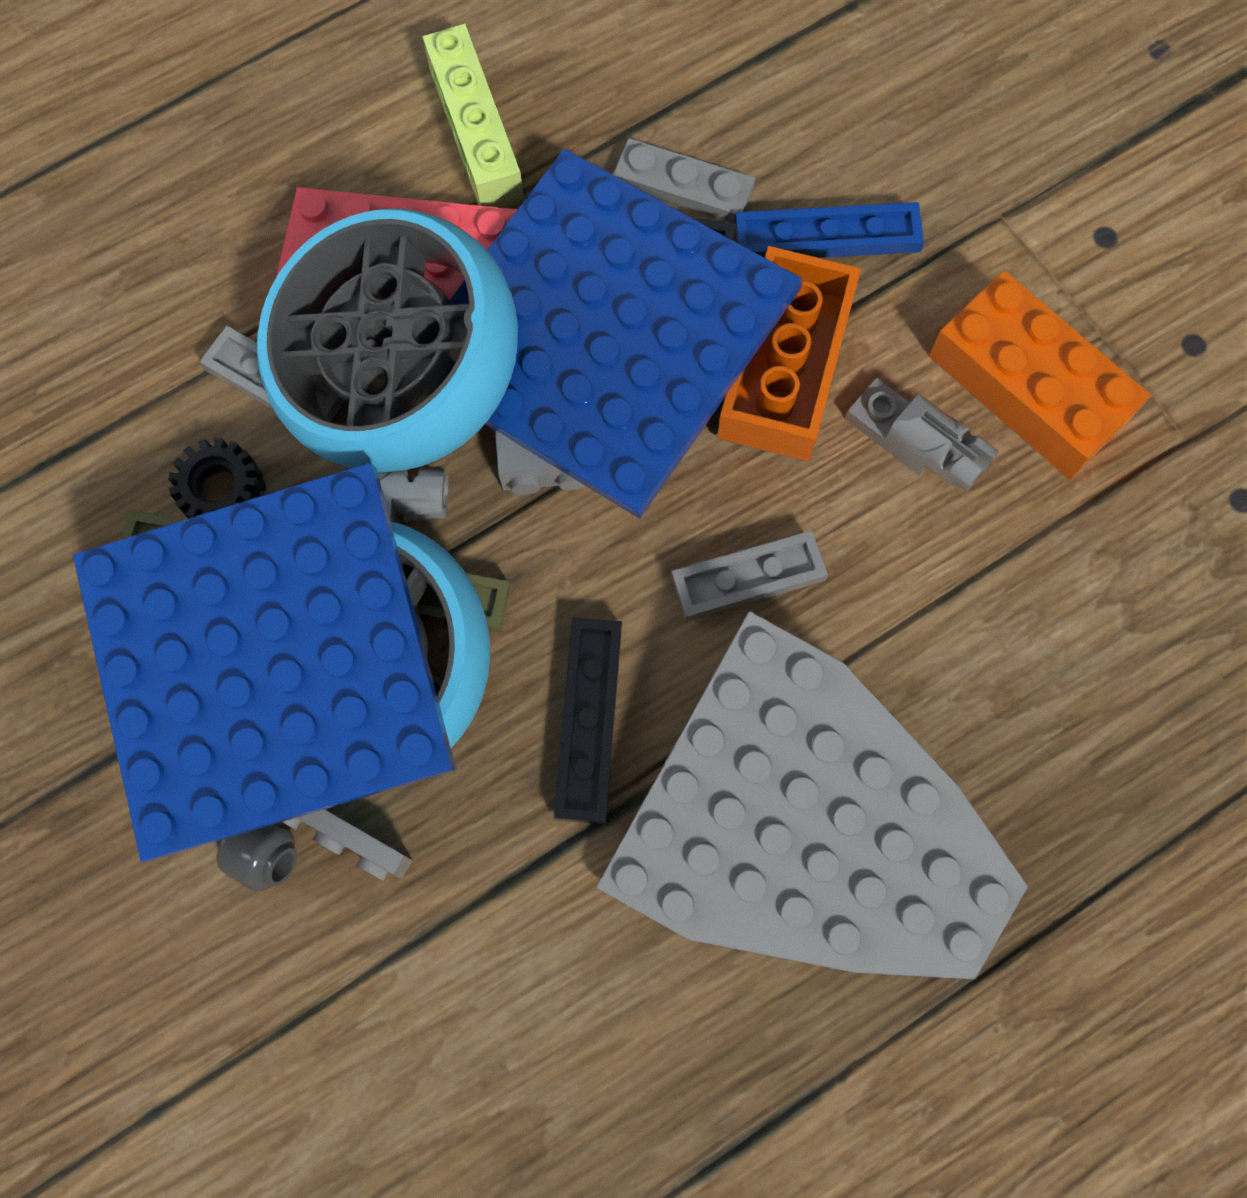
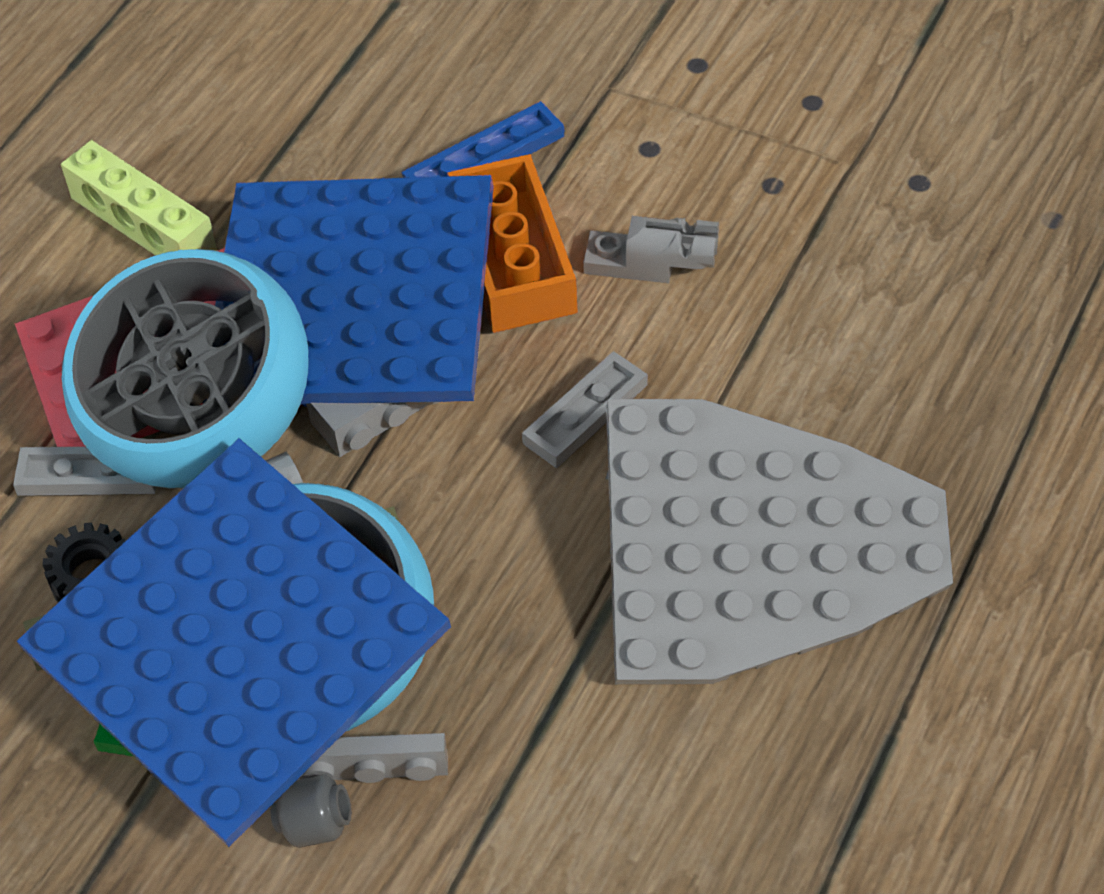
camera: 30 degrees left, 20 degrees down
(588, 721) = (528, 573): black plate -> none
(685, 180) = (366, 164): light grey plate -> none
(1037, 374) = (711, 169): orange brick -> none

